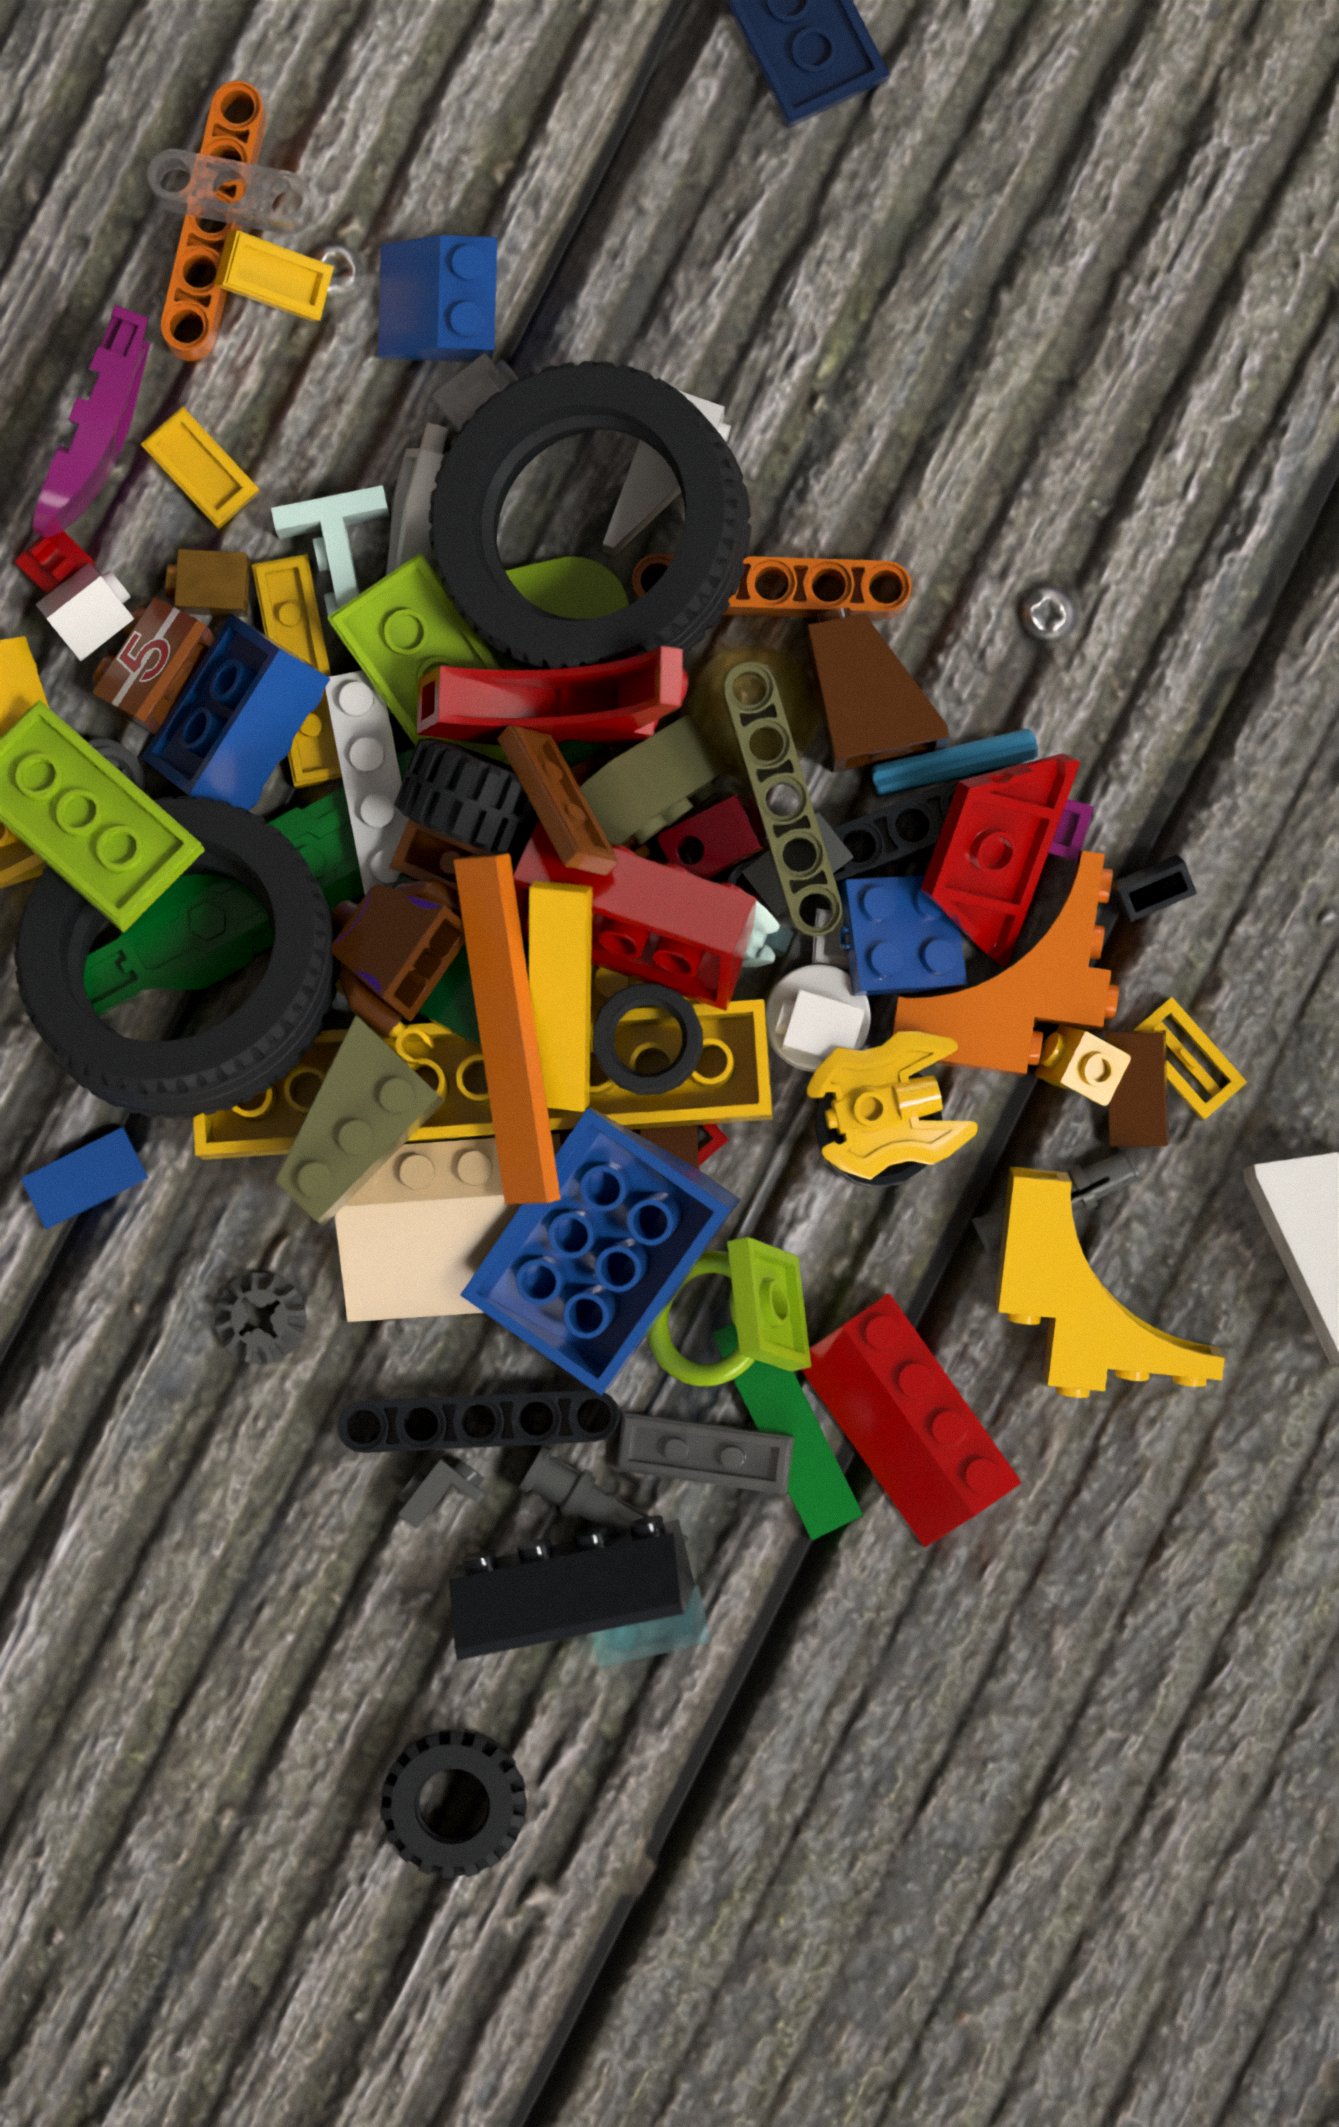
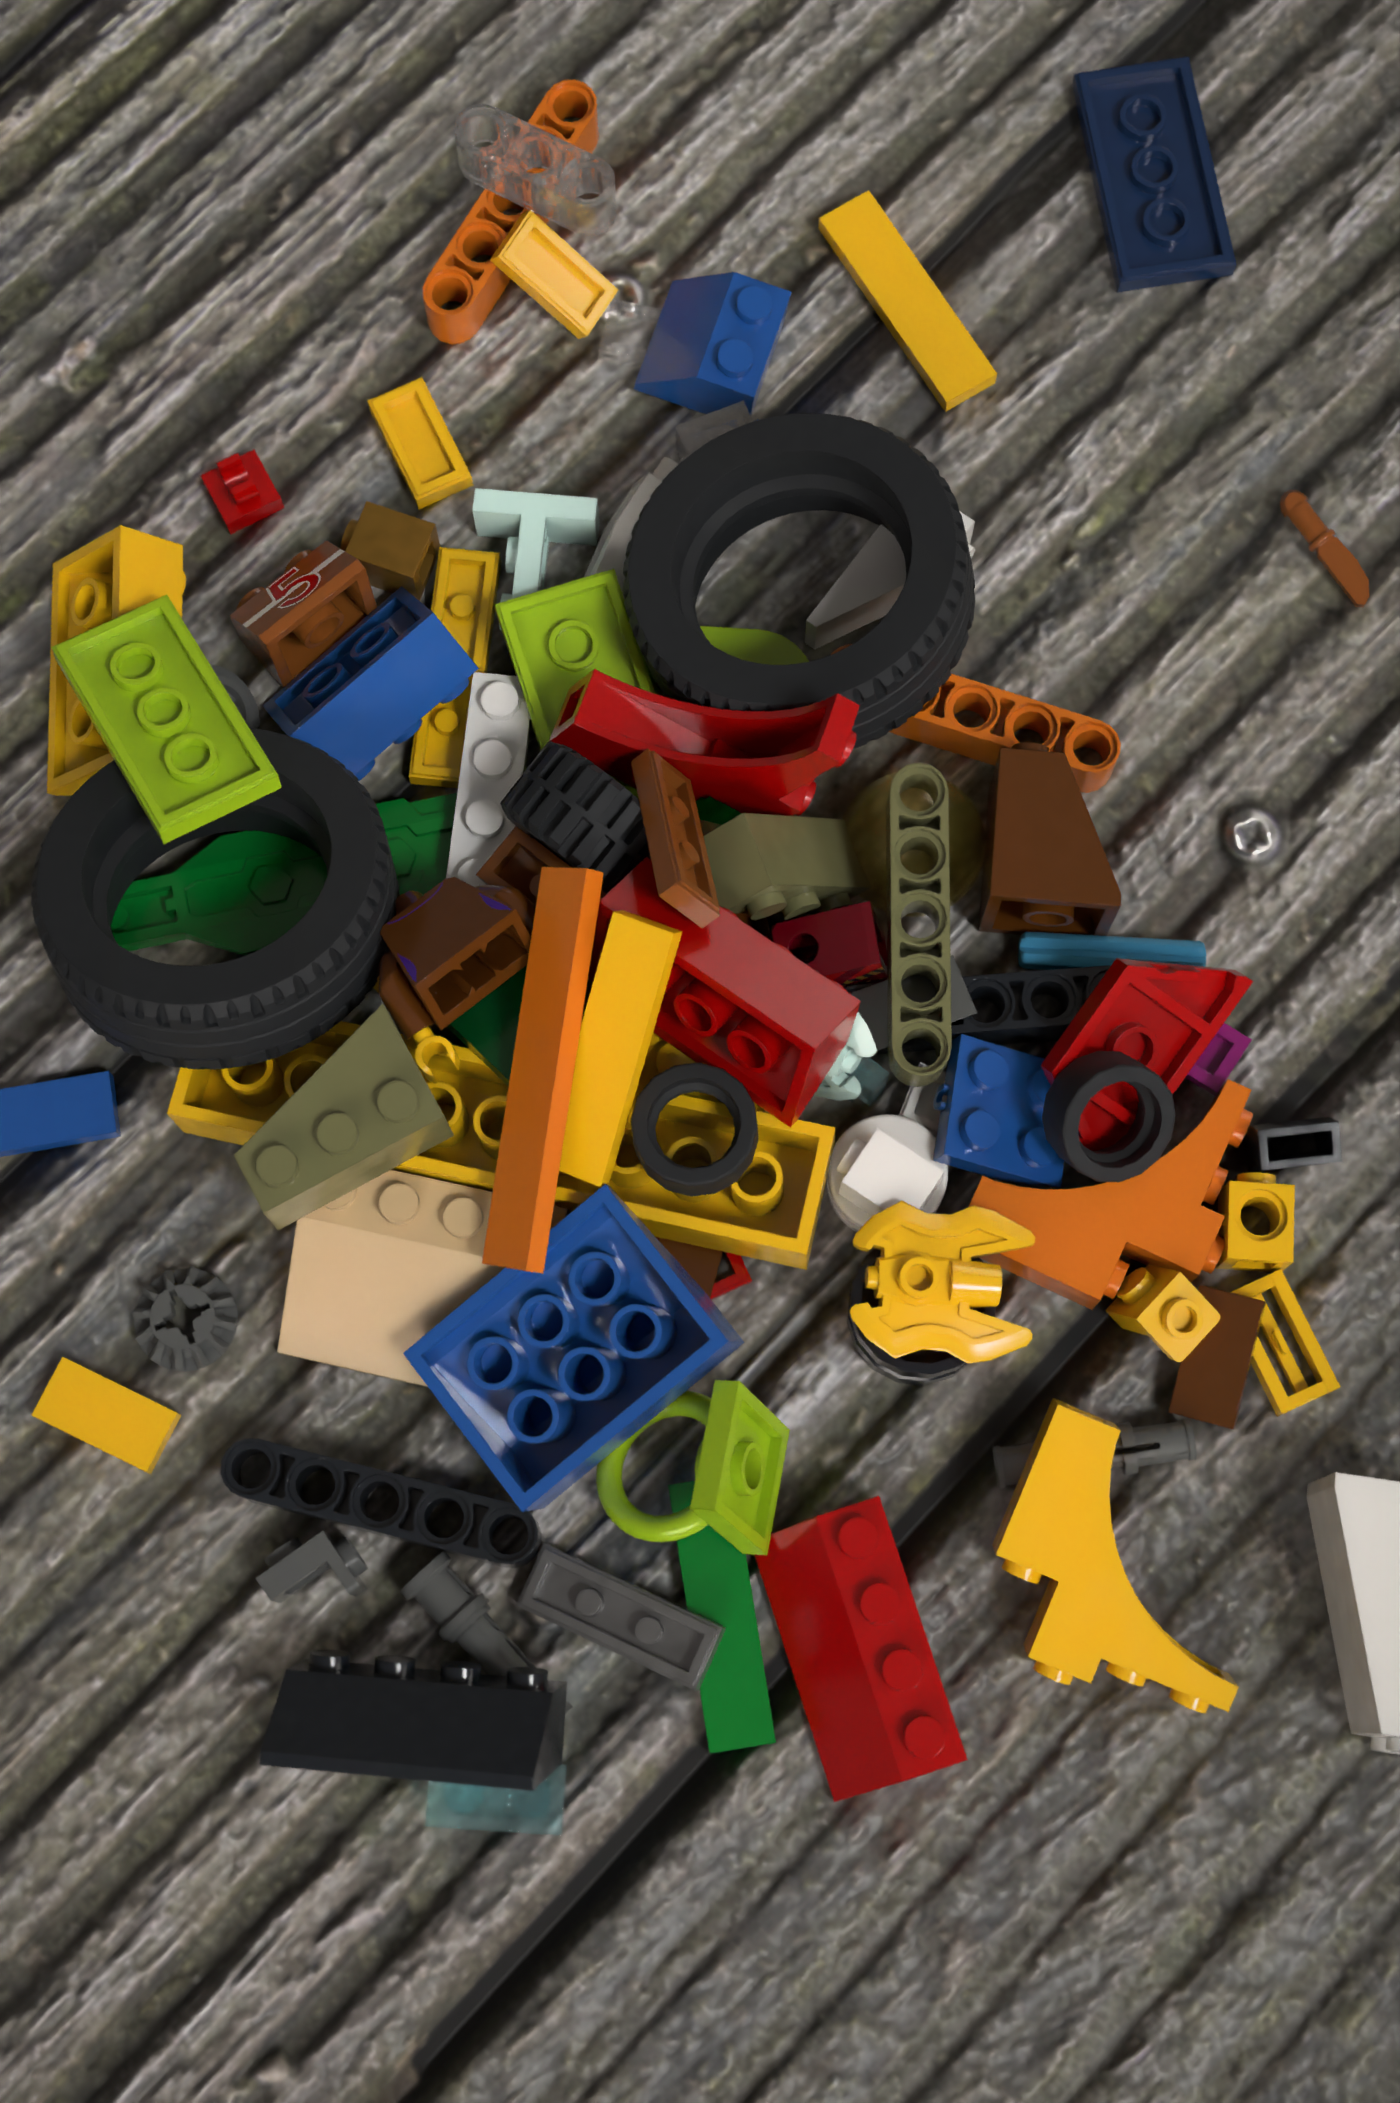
camera: 15 degrees right, 10 degrees down
(87, 609) = (255, 538): white brick -> none
(102, 424) = (295, 385): magenta slope -> none
(222, 1418) = (106, 1415): none -> yellow tile
(437, 1852) = (151, 1945): black tyre -> none
(599, 197) = (907, 301): none -> yellow tile
(1020, 935) = (1144, 1139): none -> black tyre
(1046, 327) = (1330, 550): none -> dark orange piece
(1137, 990) = (1253, 1251): none -> yellow brick

